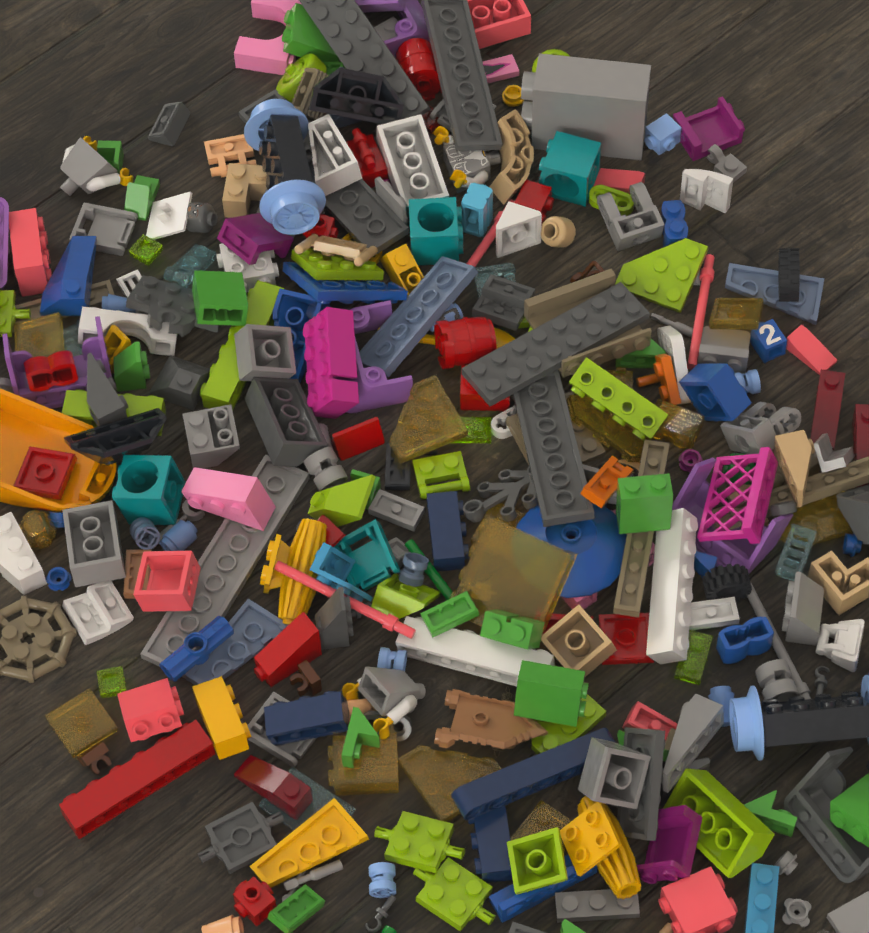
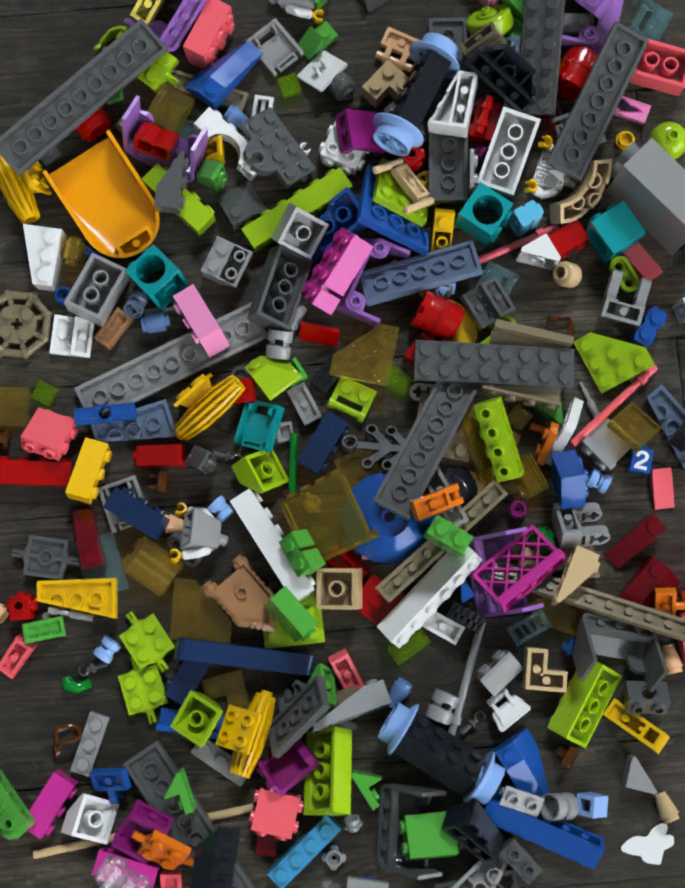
camera: 35 degrees right, 25 degrees up
(45, 472) = (107, 212): red tile -> none
(119, 438) = (158, 228): black wedge -> none
(170, 582) = (121, 356): coral piece -> none
(197, 259) = (306, 121): clear light blue plate -> none
(219, 298) = (301, 166): bright green brick -> none
(333, 568) = (222, 426): dark azure bracket -> none
(358, 734) = (158, 549): bright green slope -> none
(389, 621) = (233, 487): coral bar -> none
(413, 569) = (280, 456): sand blue wheel -> none
(449, 614) = (273, 510): bright green plate -> none
(613, 773) = (282, 700): light grey slope -> none
(742, 640) = (440, 662): blue brick -> none
(783, 508) = (540, 599): dark grey tile -> none
(831, 459) = (607, 582): light grey panel -> none

